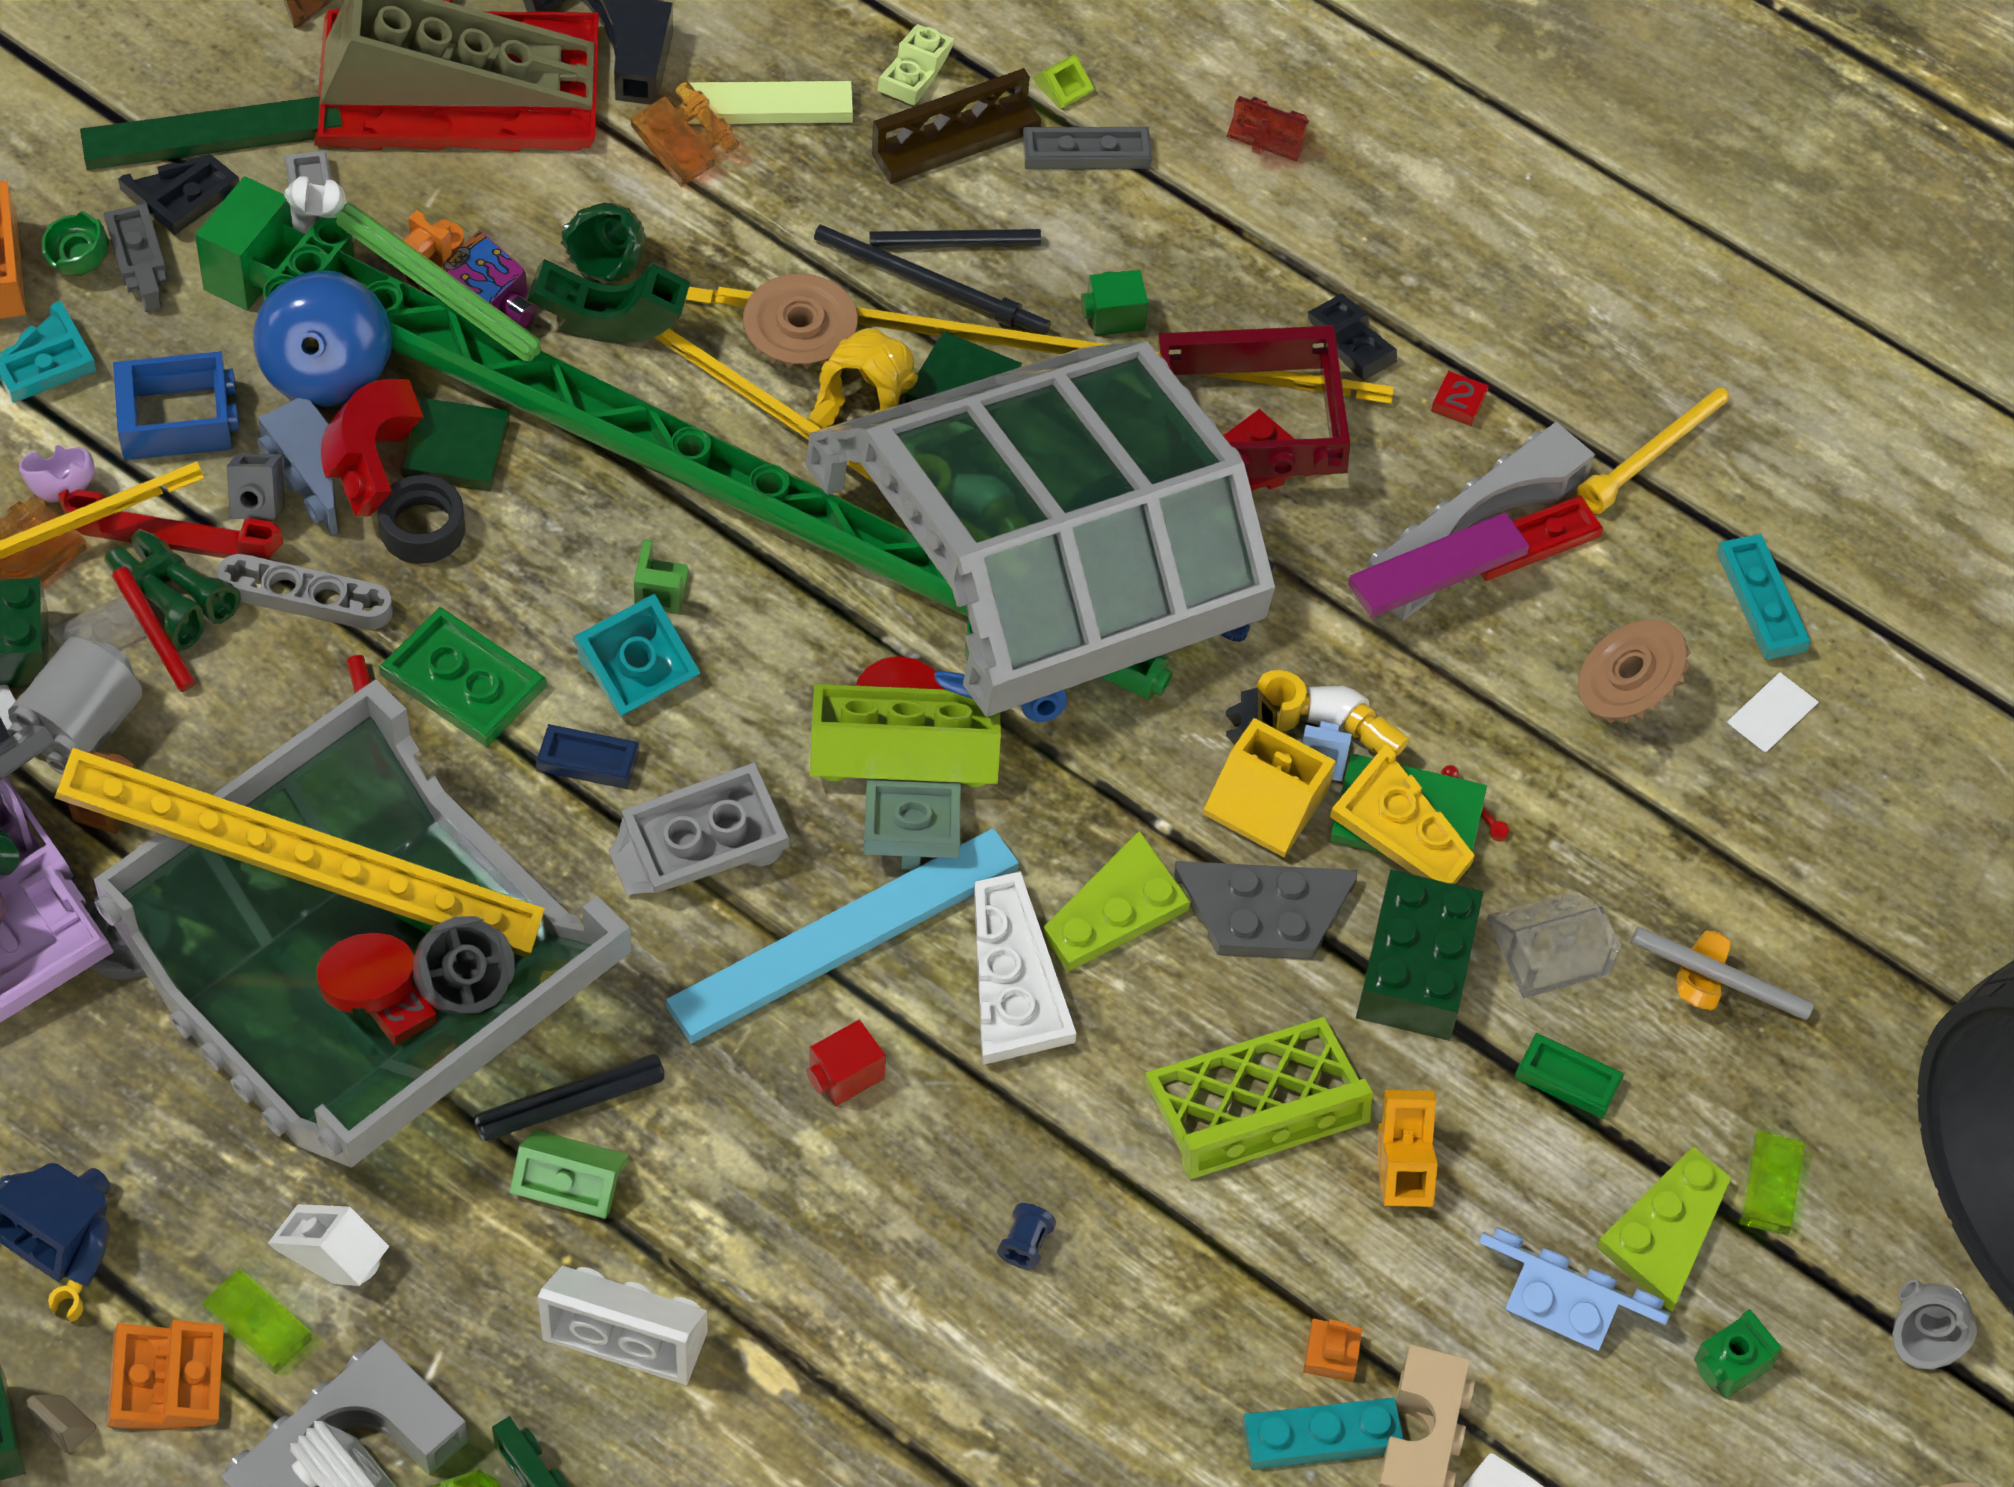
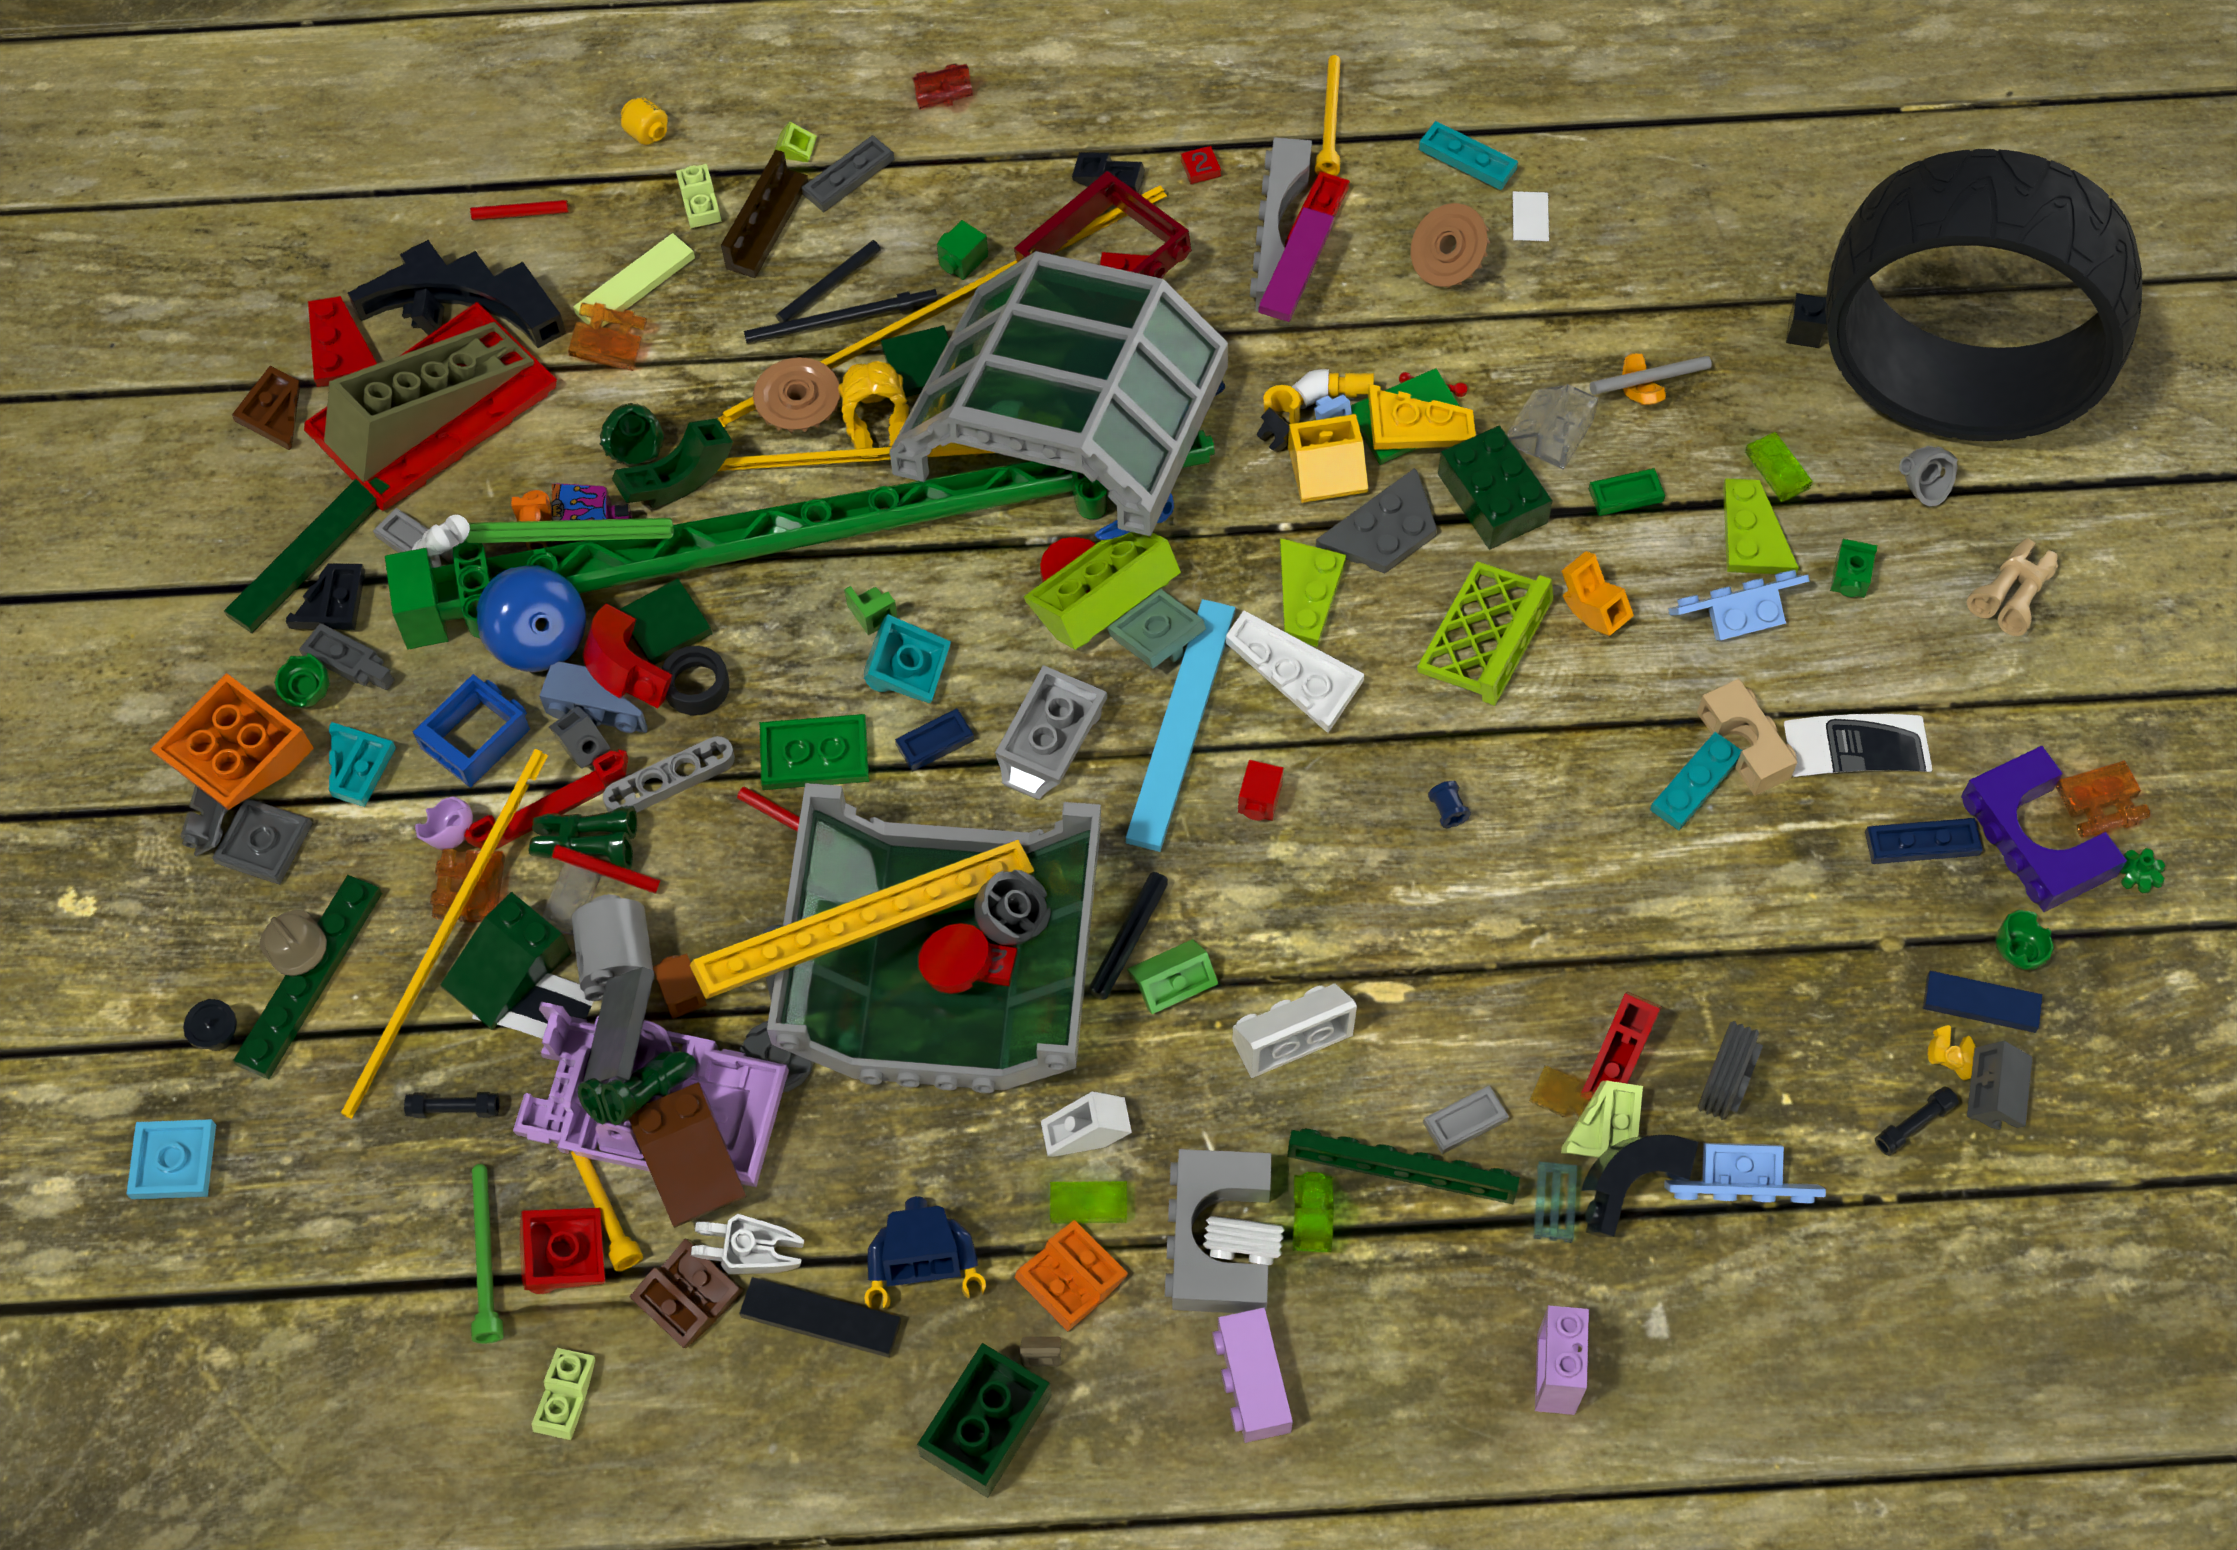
camera: 35 degrees left, 5 degrees up
(1333, 1349) = (1658, 733): orange tile -> none

